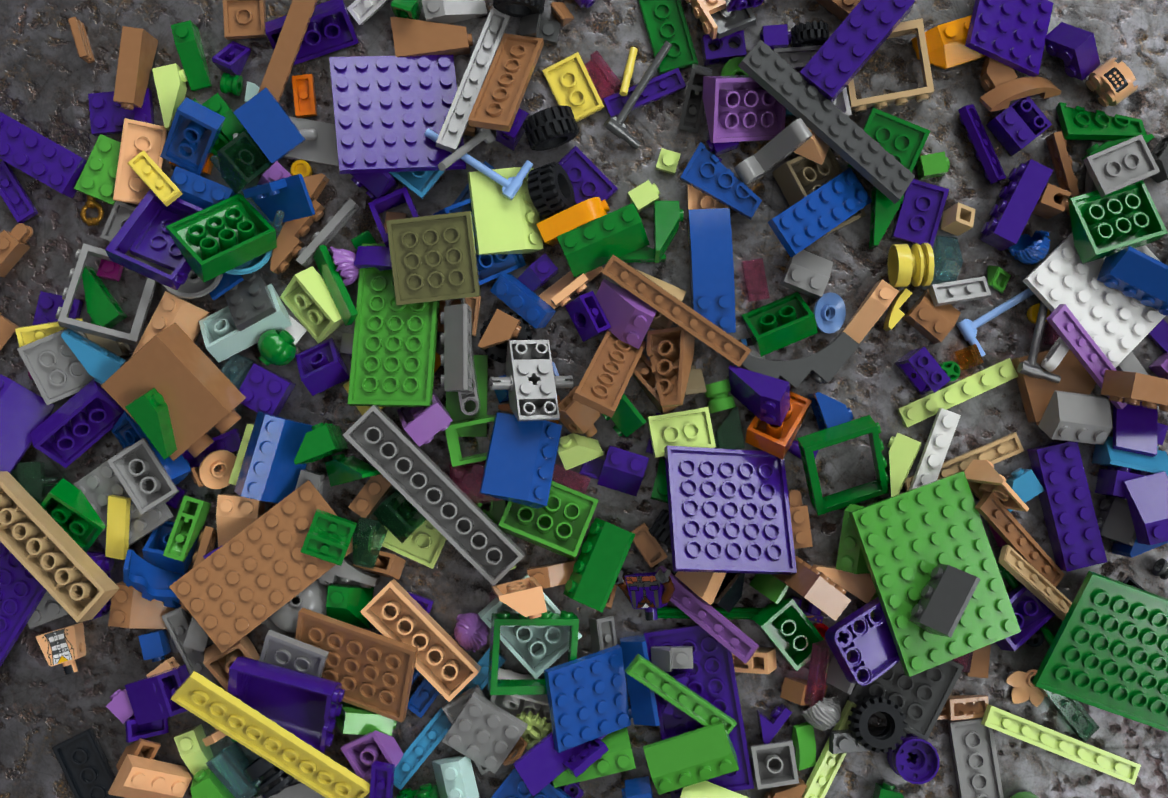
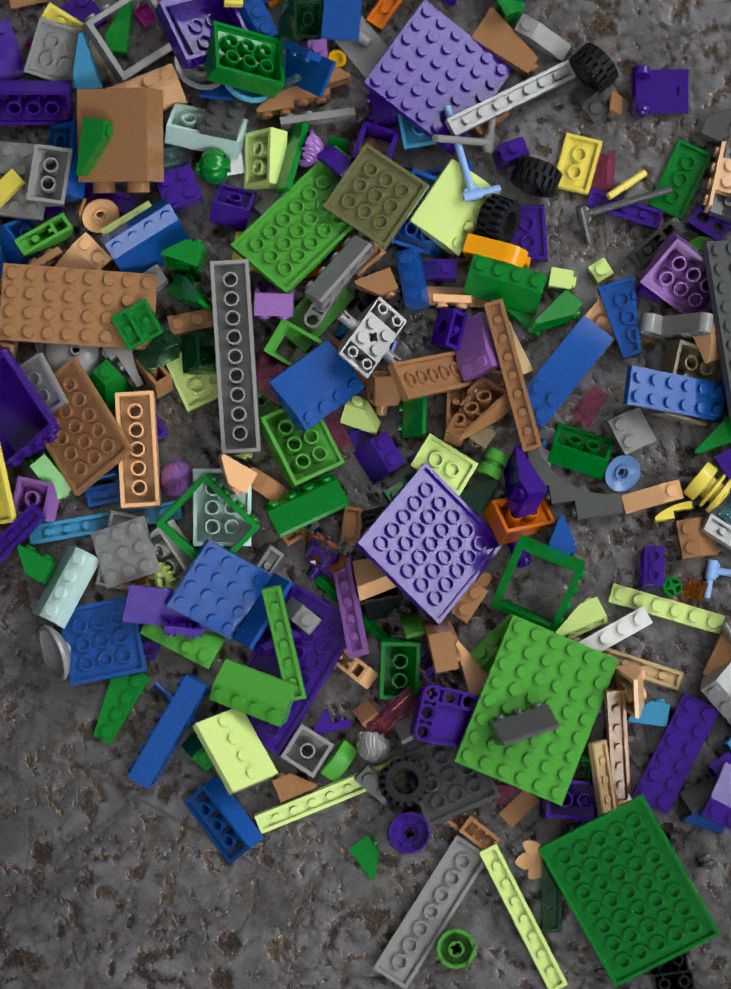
camera: 40 degrees right, 5 degrees down
(506, 82) = (532, 119): medium nougat plate -> none

